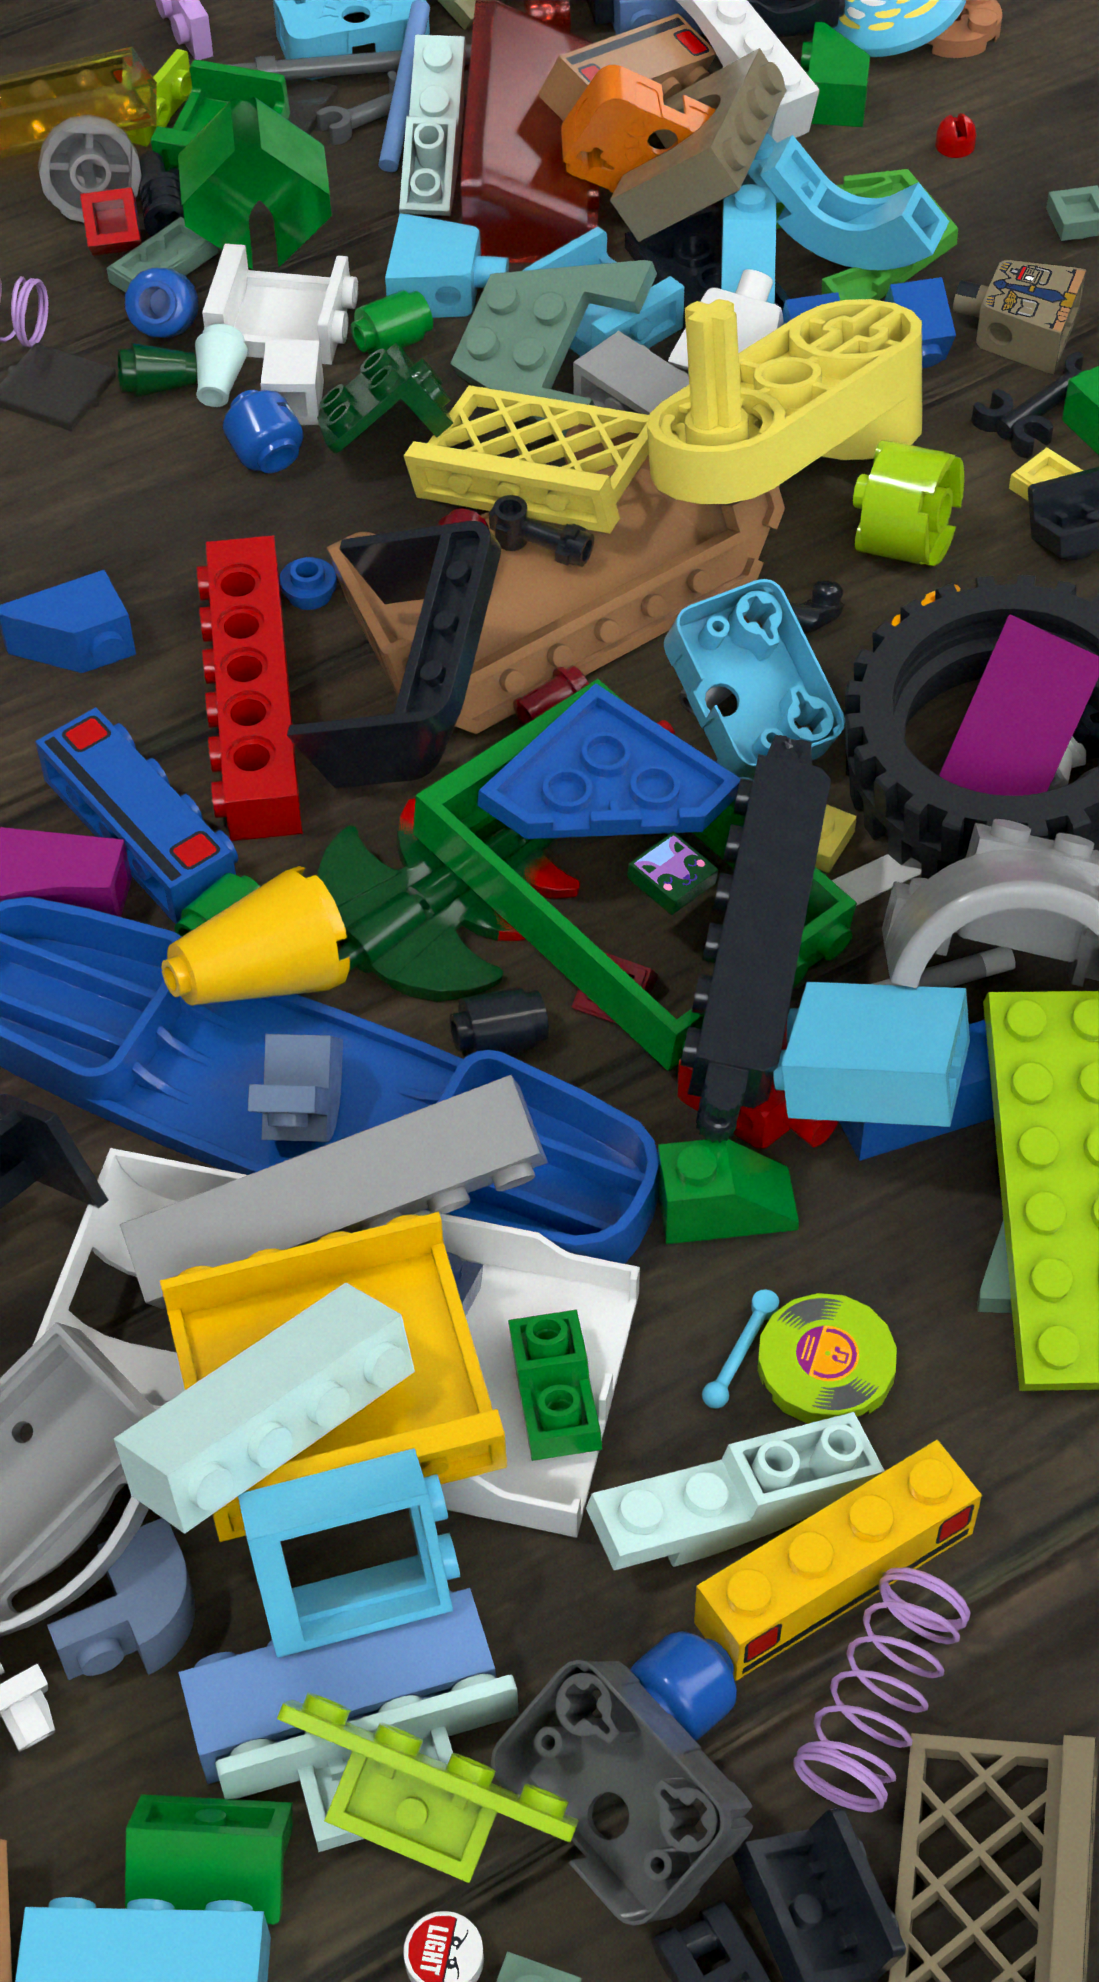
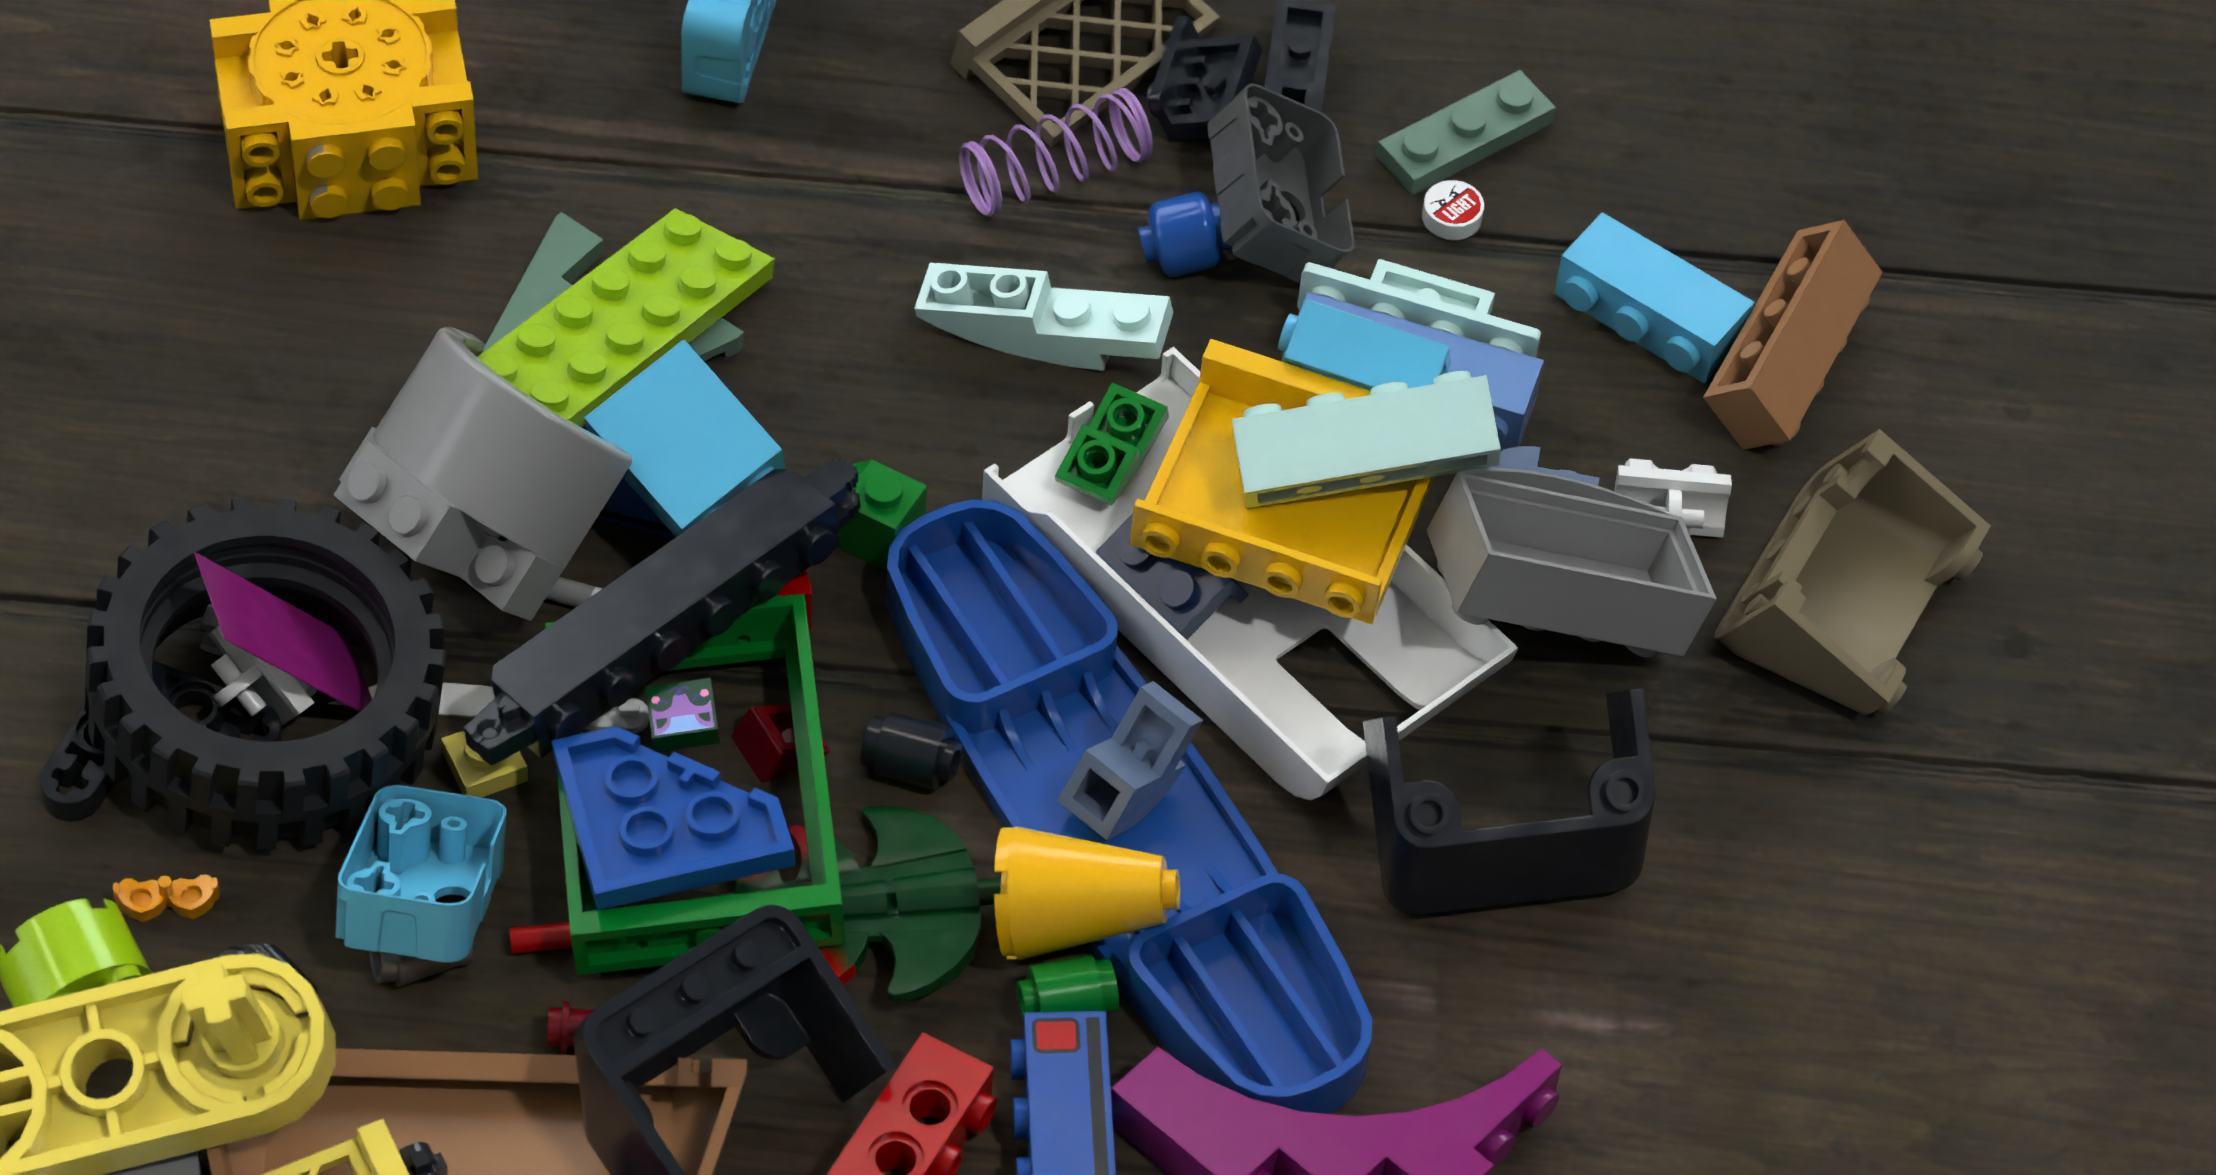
camera: 150 degrees left, 0 degrees up
(208, 1852) = (1573, 346): green panel -> none
(345, 1186) = (1187, 606): light grey brick -> none
(416, 1802) = (1408, 235): lime bracket -> none
(763, 1306) = (895, 438): medium azure hinge -> none
(826, 1358) = (889, 372): lime tile -> none
(836, 1558) = (1069, 235): yellow brick -> none

